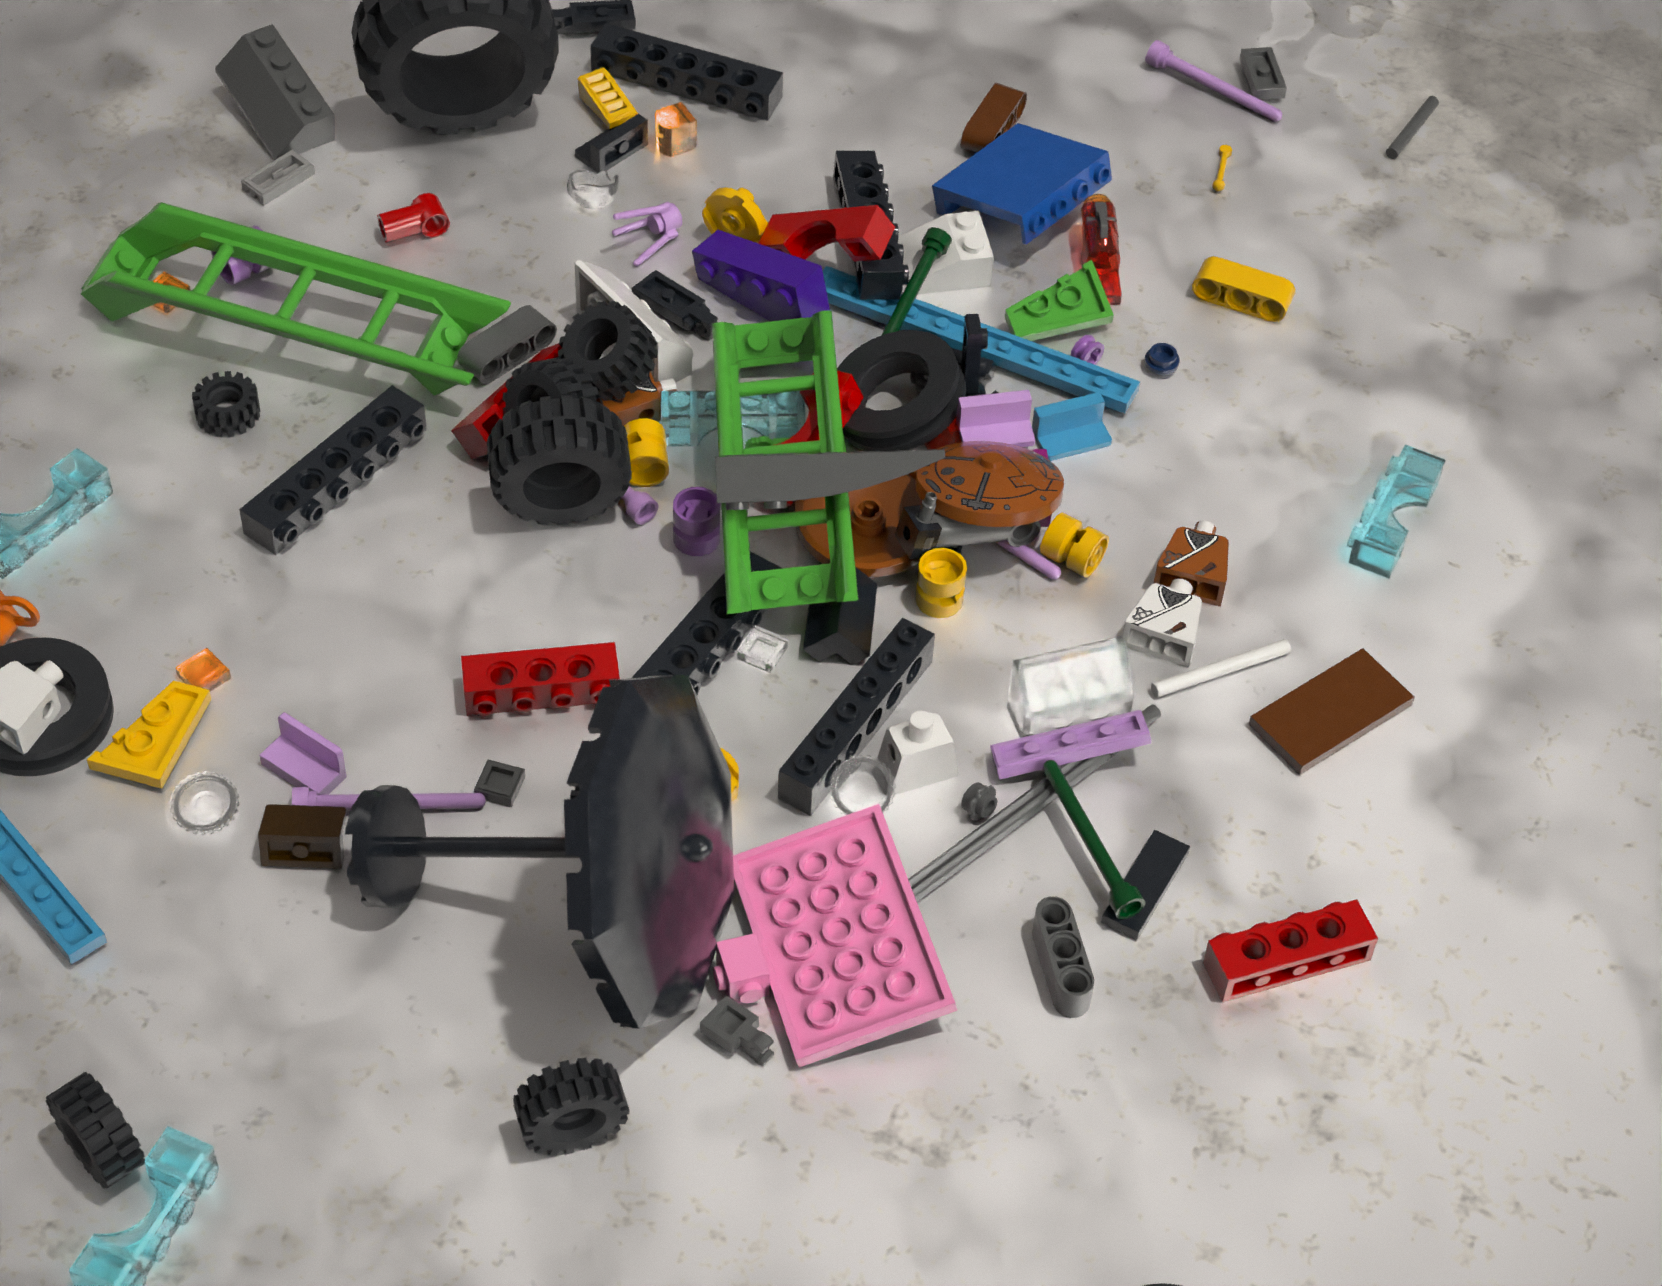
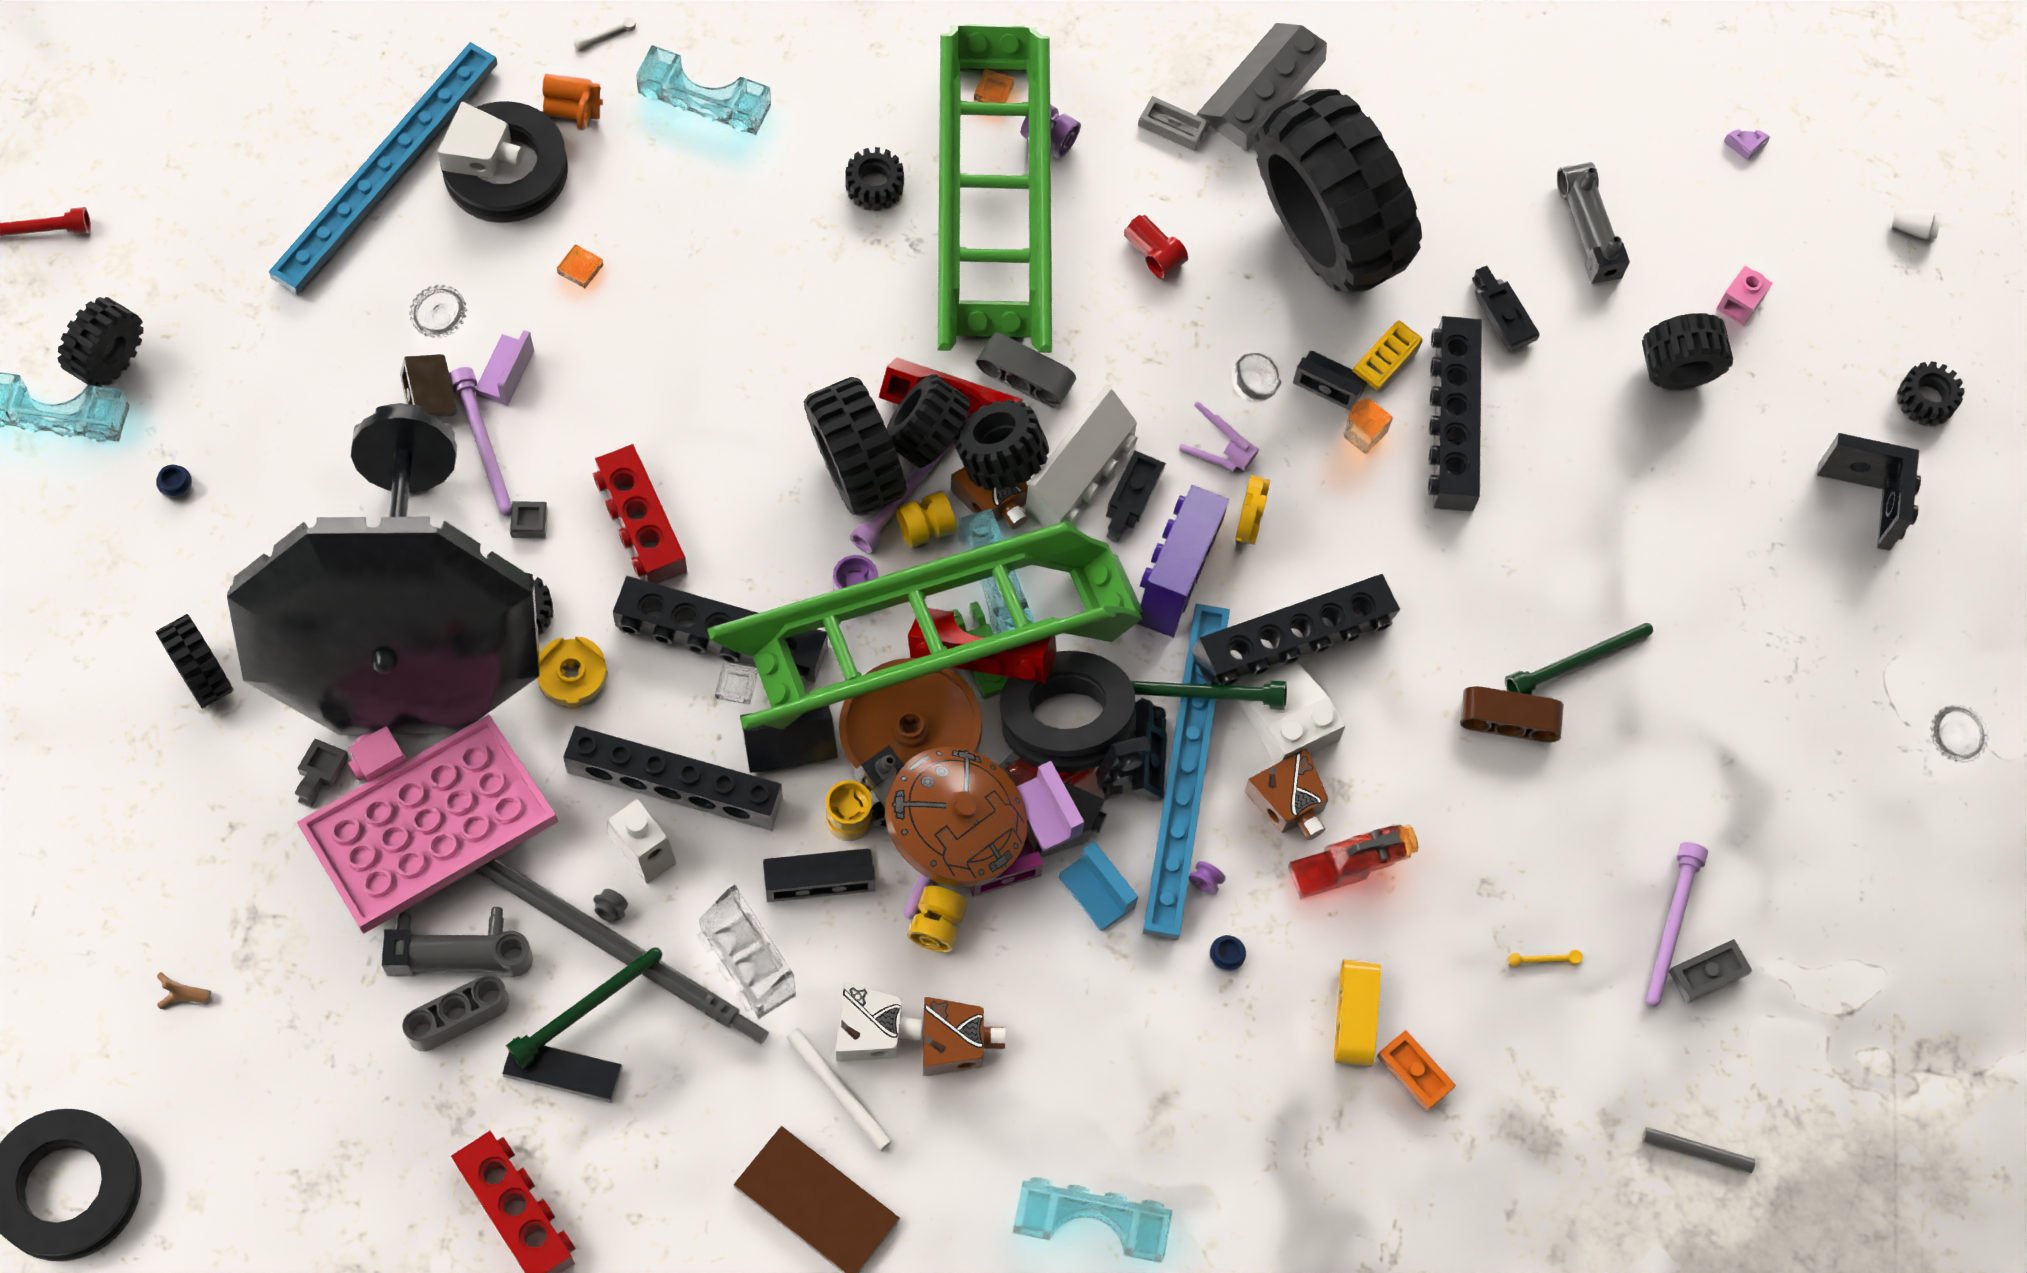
camera: 70 degrees right, 15 degrees up
(156, 740) = (493, 255): yellow wing -> none
(305, 1110) = (173, 481): none -> dark blue plate
(333, 470) = (816, 270): black brick -> none
(802, 476) = (868, 643): dark grey wedge -> none
(858, 230) = (1240, 613): red arch -> none
(861, 784) = (591, 802): clear hat -> none
(962, 1218) = (181, 992): none -> medium nougat bar
(965, 104) = (1526, 682): none -> dark green piece
(994, 631) = (819, 875): none -> black panel
(1003, 914) = (412, 953): none -> dark grey piece
(1023, 271) = (1290, 795): none -> dark orange torso
(1025, 179) = (1411, 759): blue panel -> none
(1065, 307) = (1257, 840): bright green wing -> none
(1070, 744) = (691, 968): lavender tile -> none
(1308, 266) = (1416, 1070): none -> orange plate

